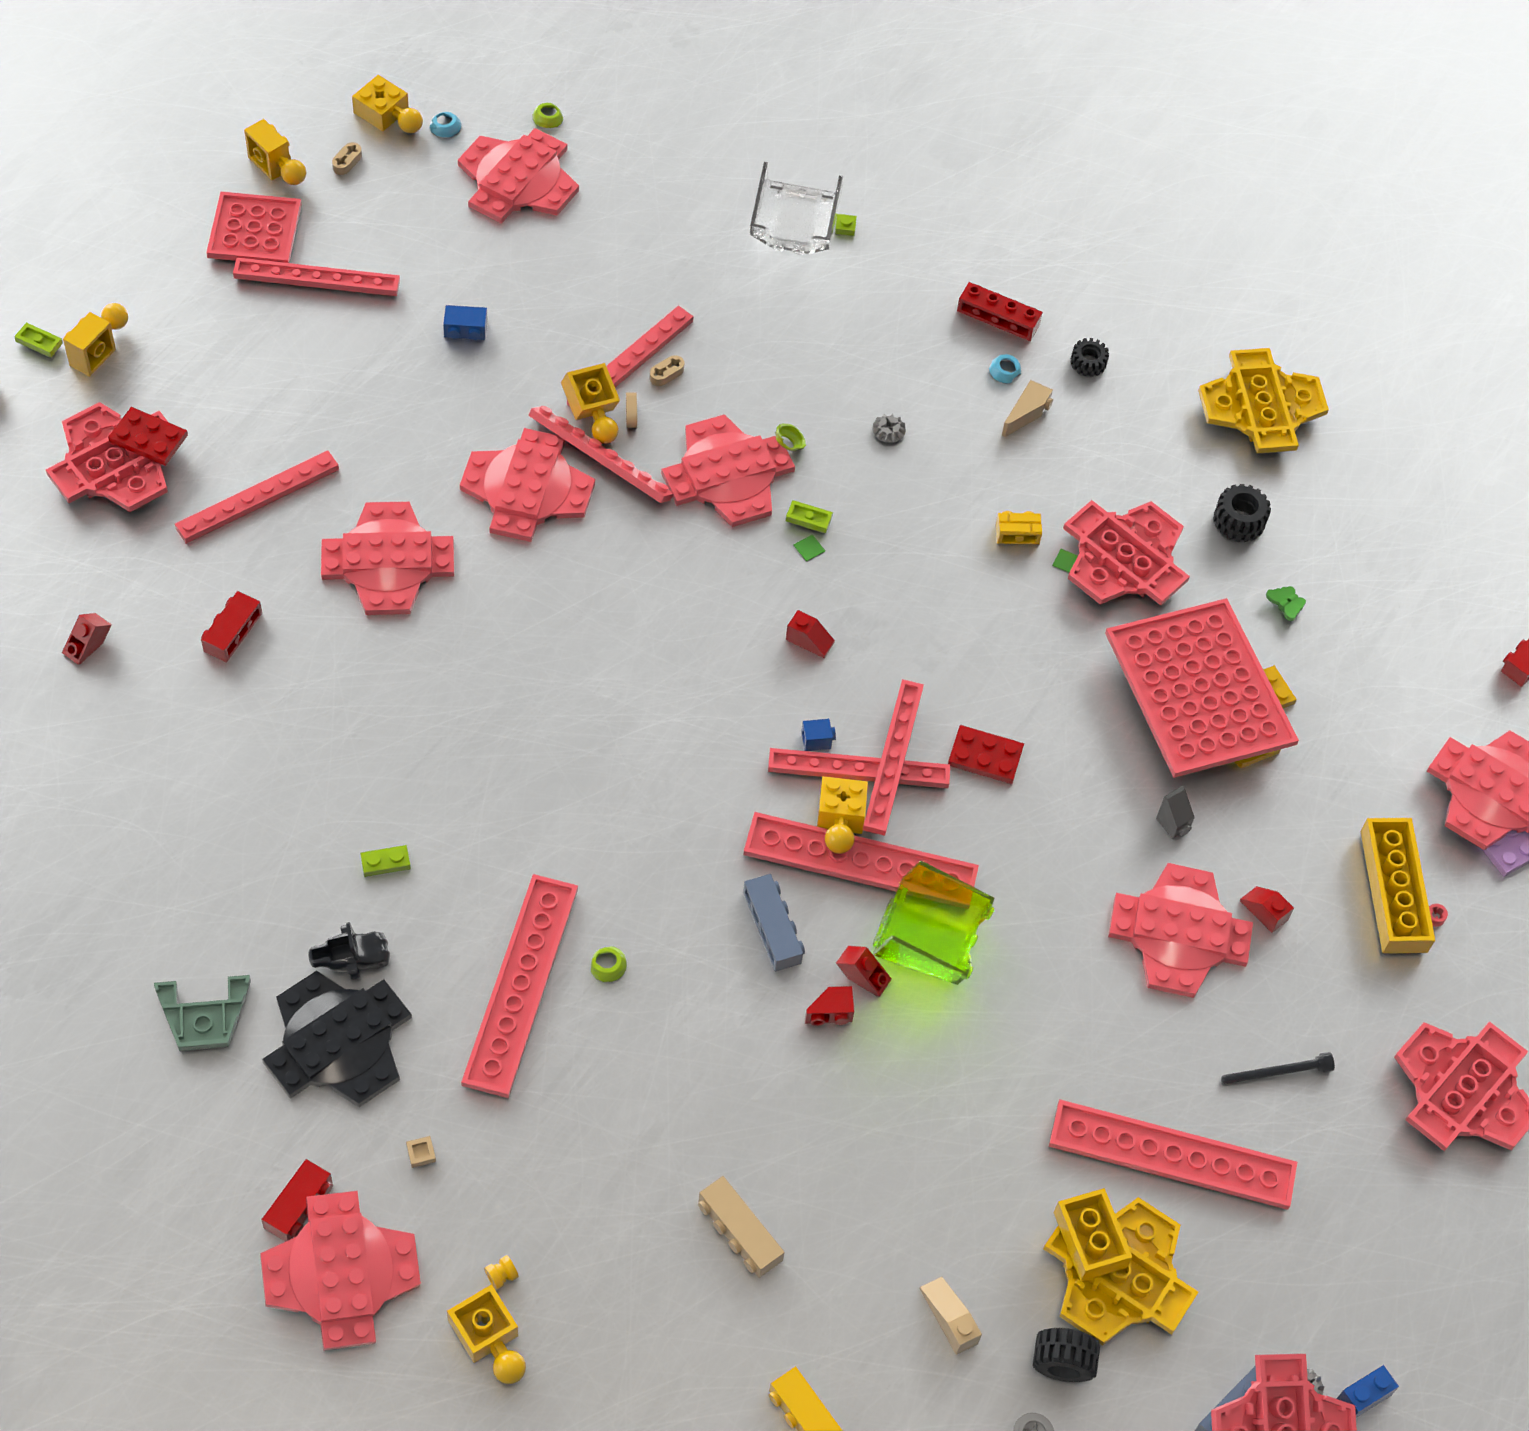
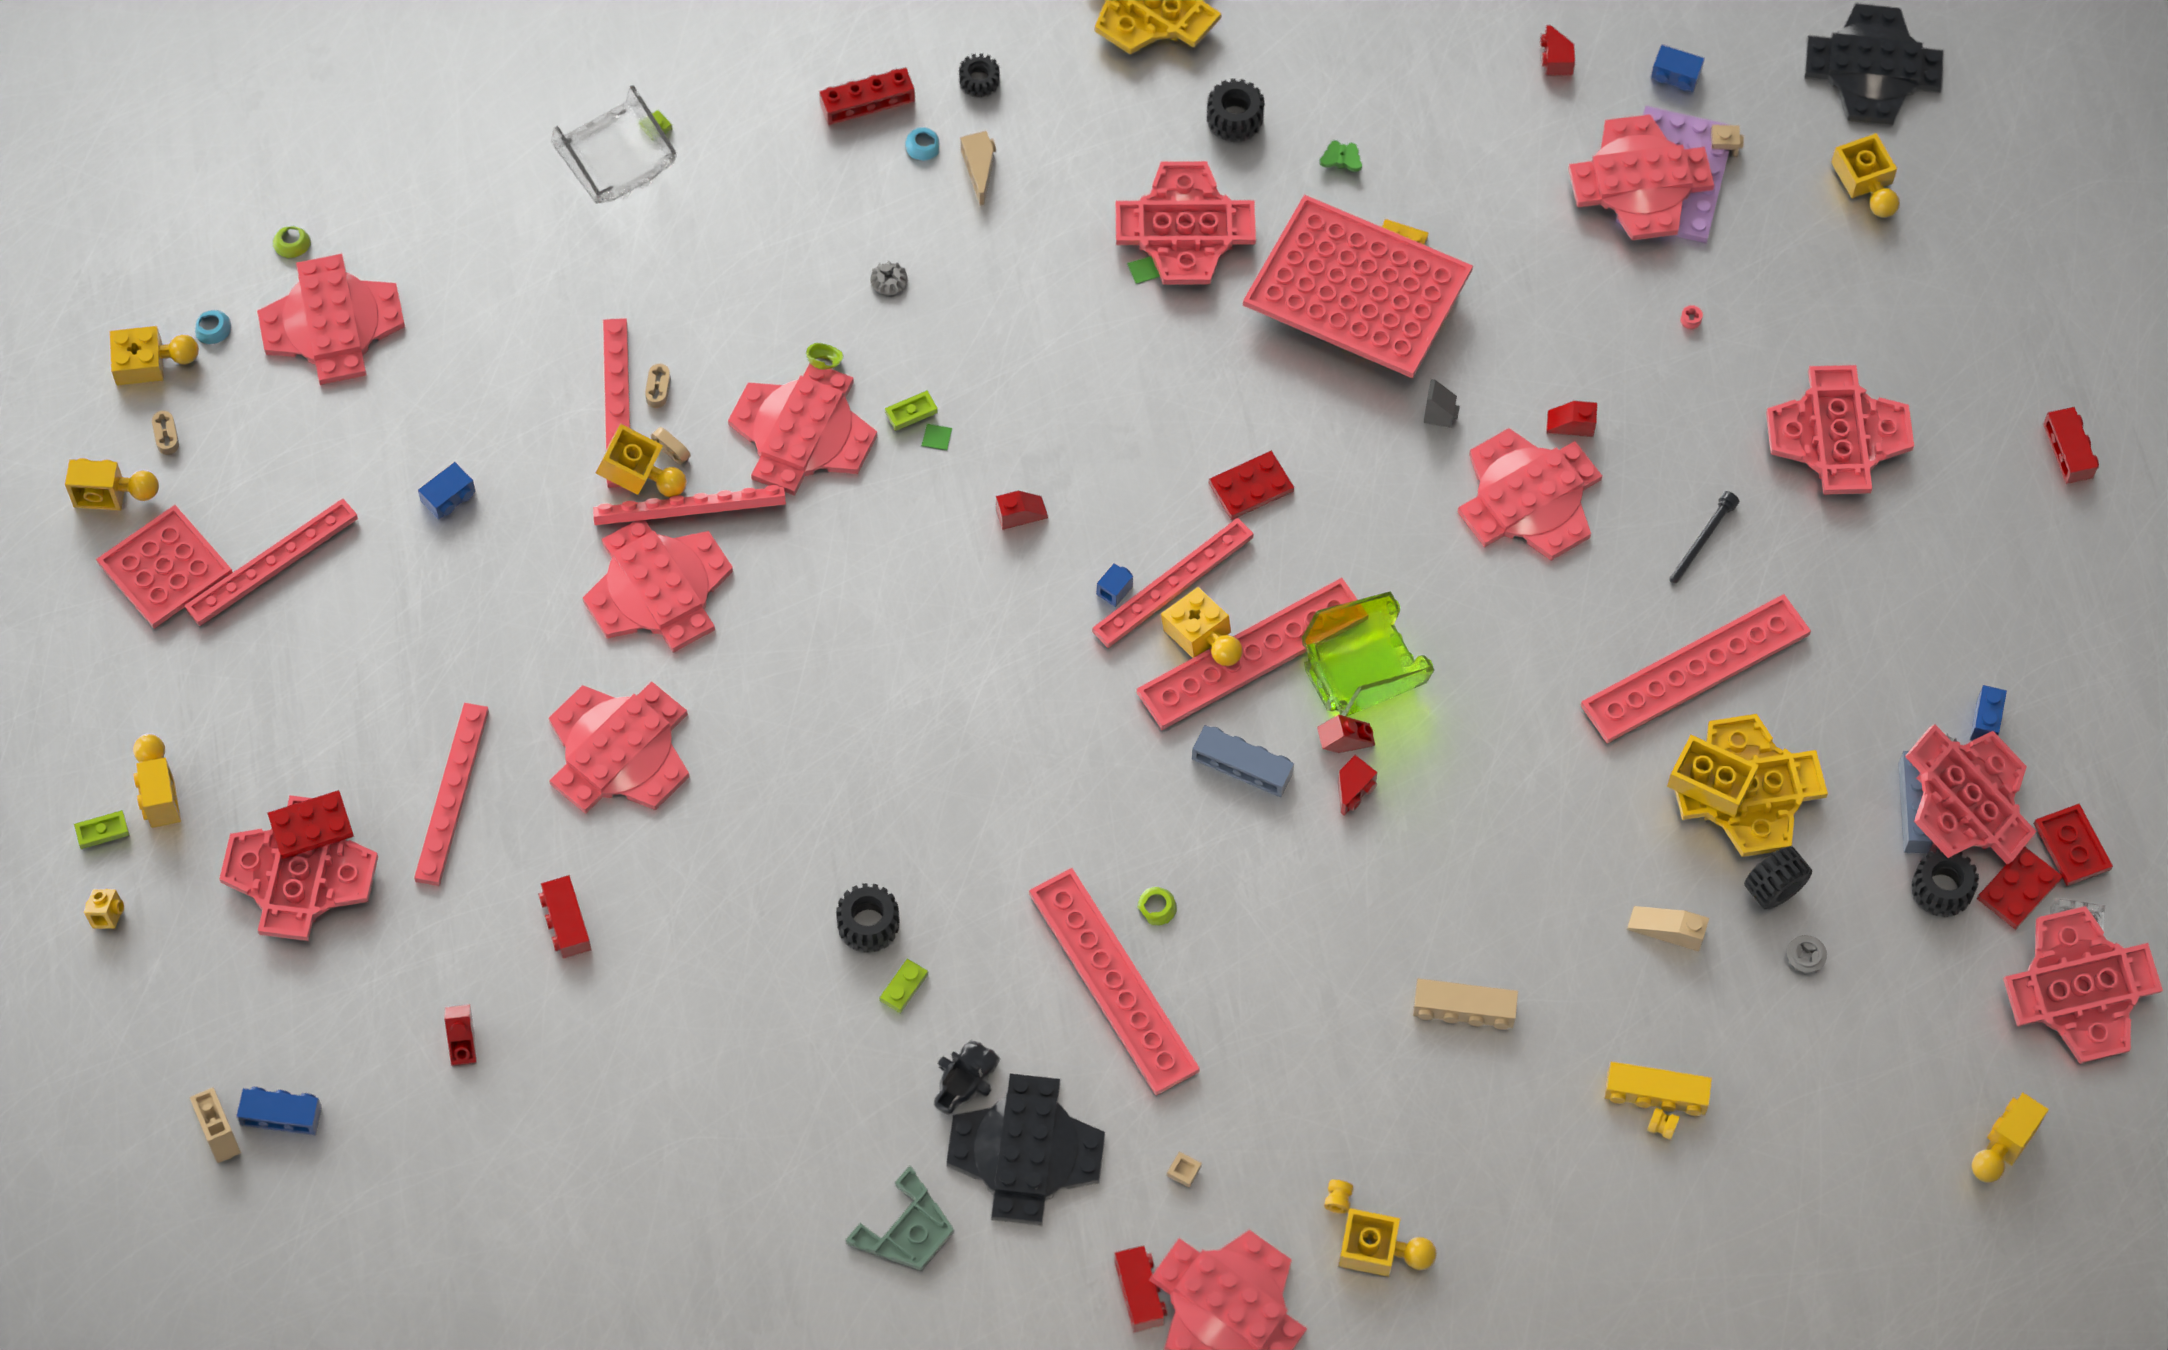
camera: 40 degrees left, 5 degrees up
(404, 780) = (867, 899): none -> black tyre
(893, 757) = (1193, 549): coral plate -> none
(1018, 528) = (1082, 274): yellow brick -> none
(1397, 885) = (1646, 318): yellow brick -> none

